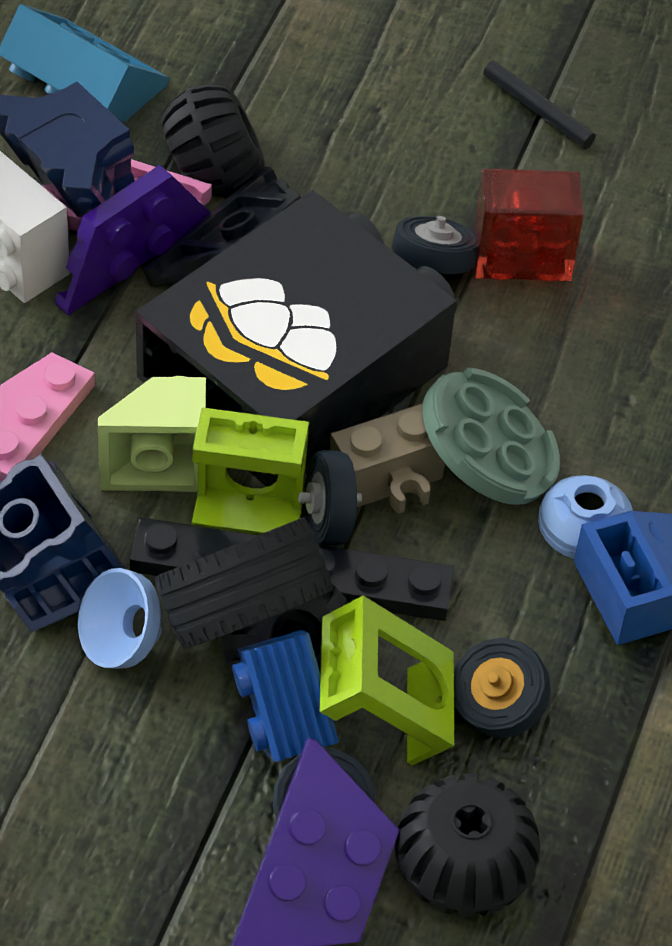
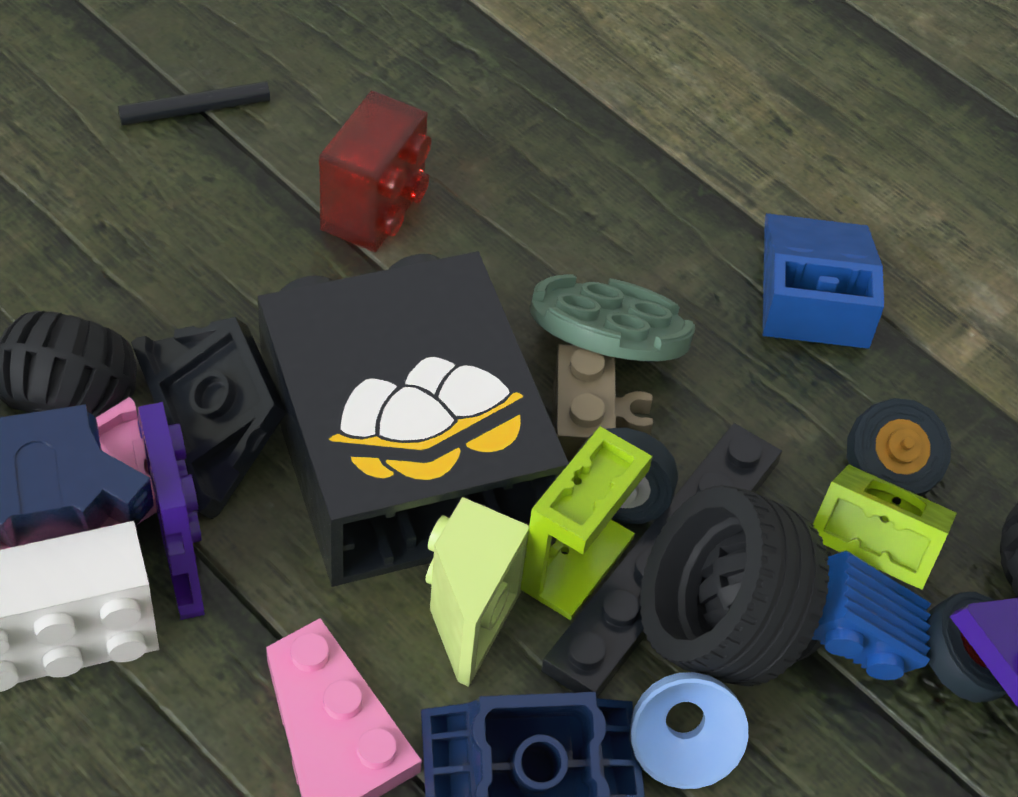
camera: 65 degrees left, 0 degrees up
(436, 244) = (337, 250): black wheel -> none
(562, 517) = (718, 318): light blue piece -> none

